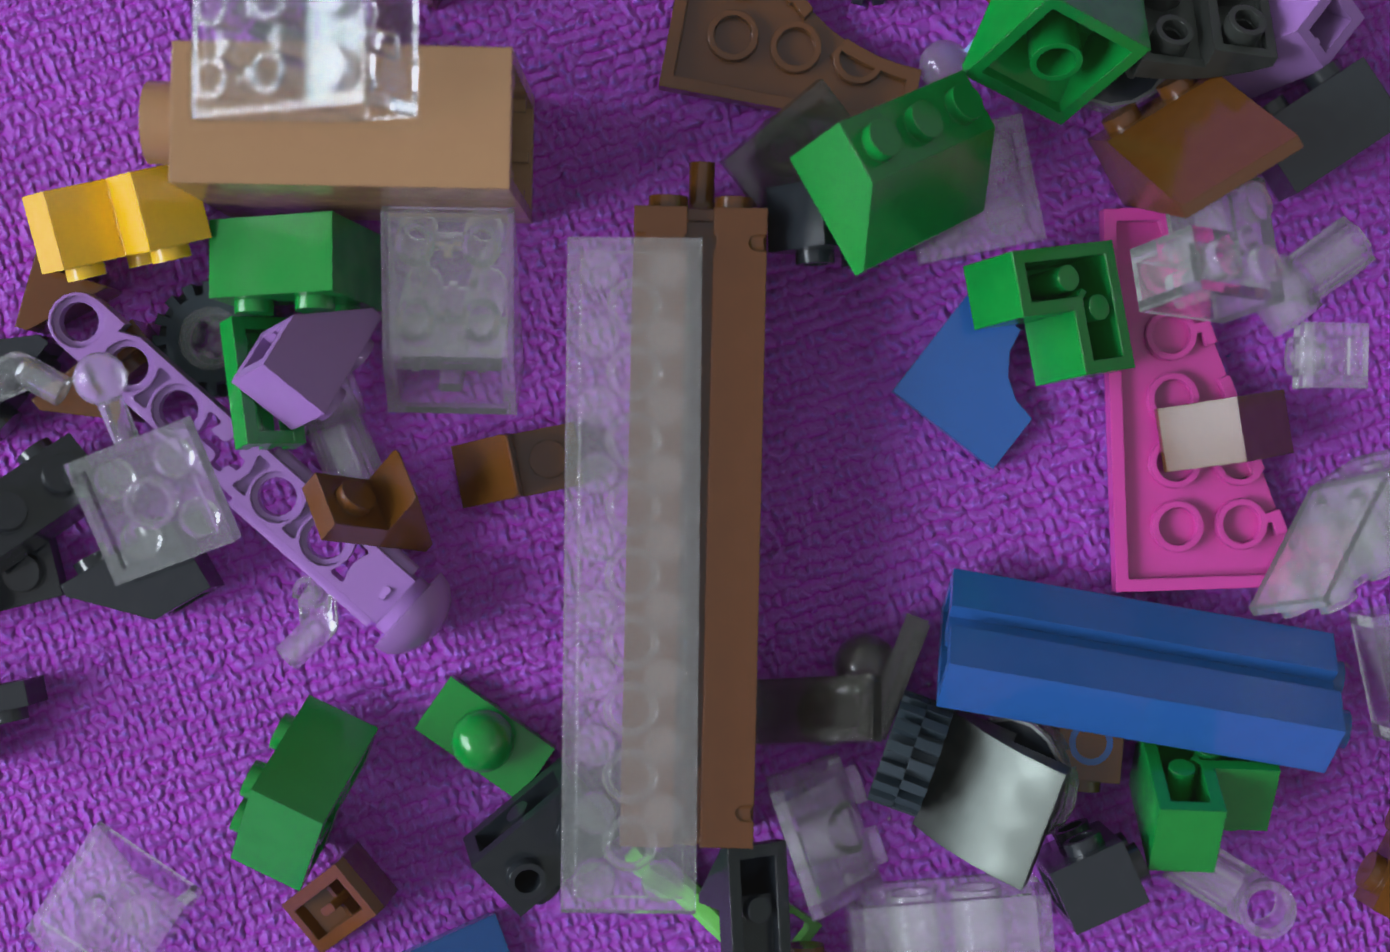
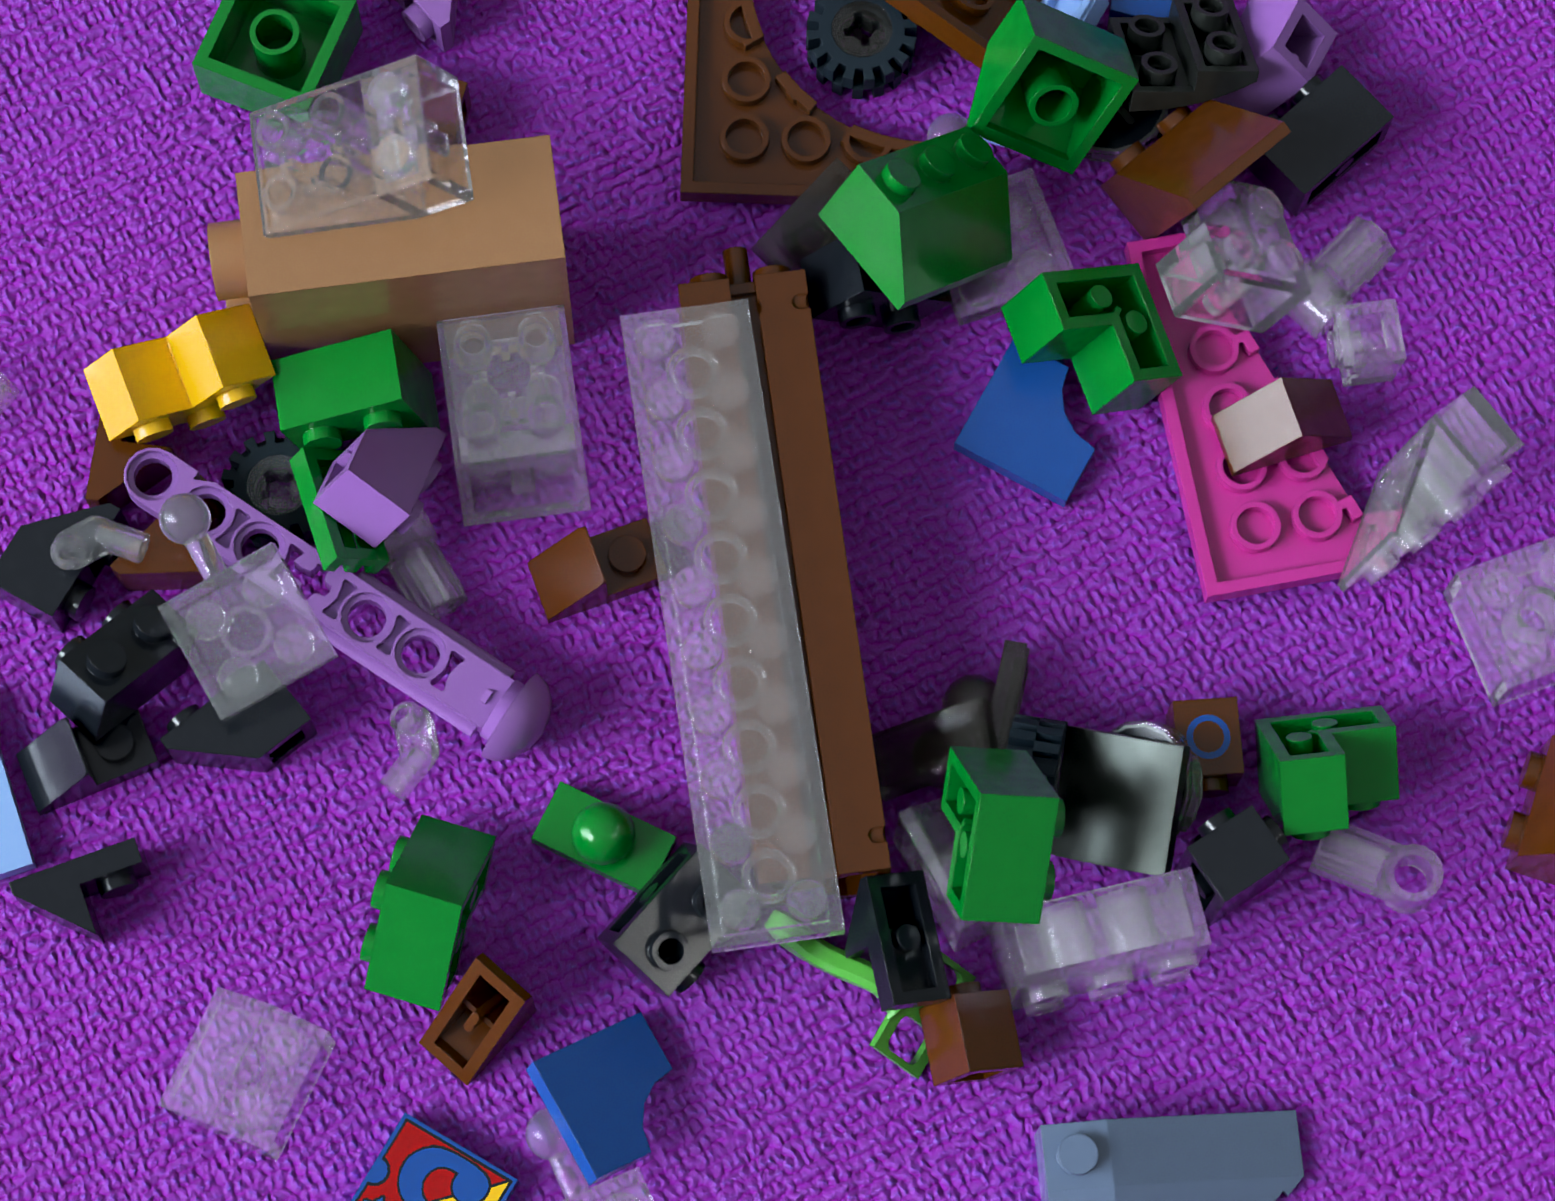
camera: 10 degrees left, 15 degrees down
(369, 511) = (472, 617): reddish brown slope -> none
(868, 843) = (1003, 834): none -> green brick
(1141, 671) = (1243, 659): blue brick -> none

